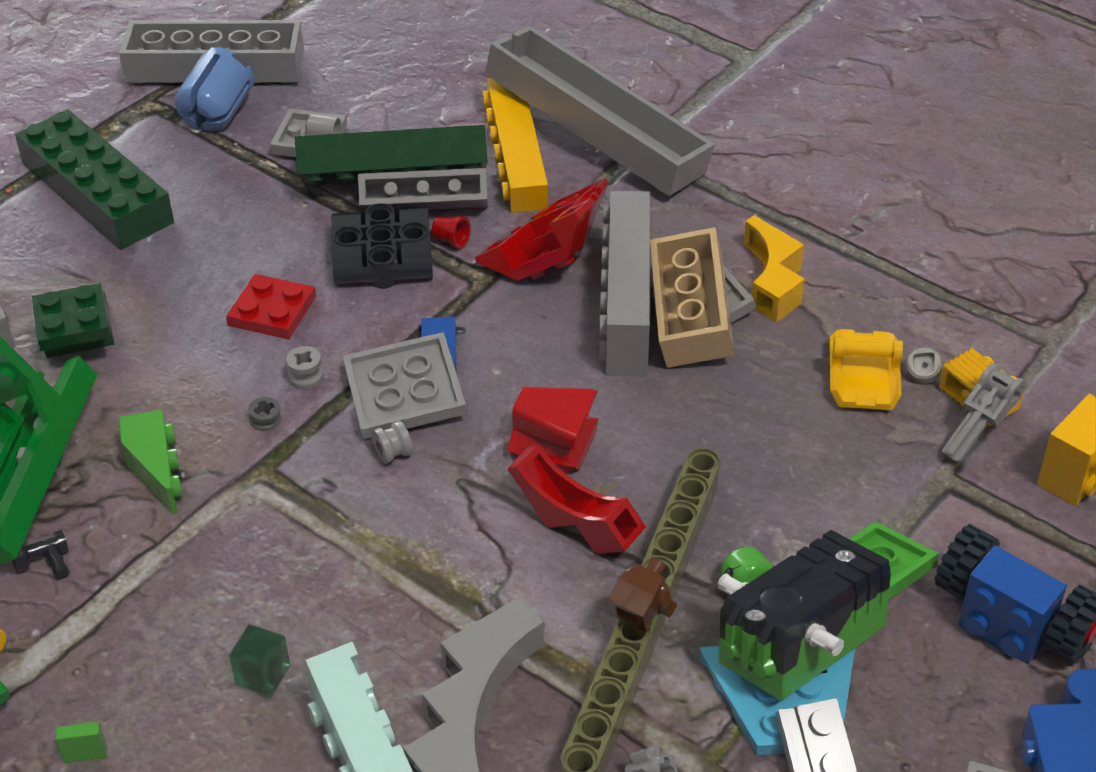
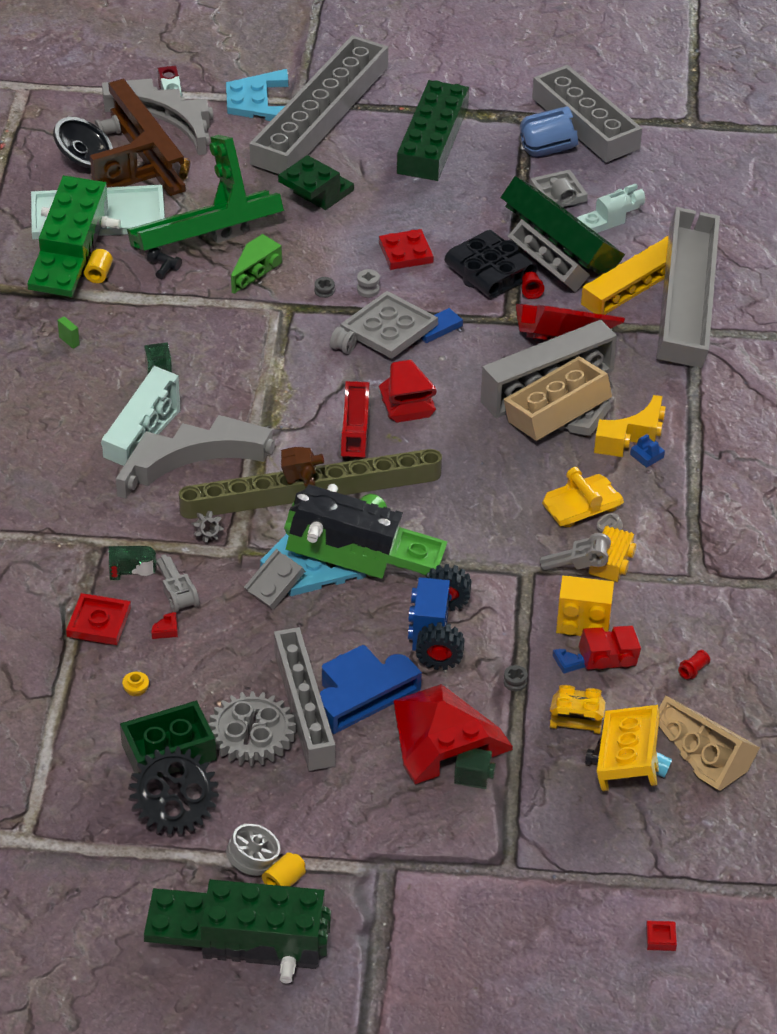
camera: 55 degrees right, 0 degrees up
(392, 102) = (613, 207): none -> light aqua plate
(818, 276) = (647, 451): none -> blue tile

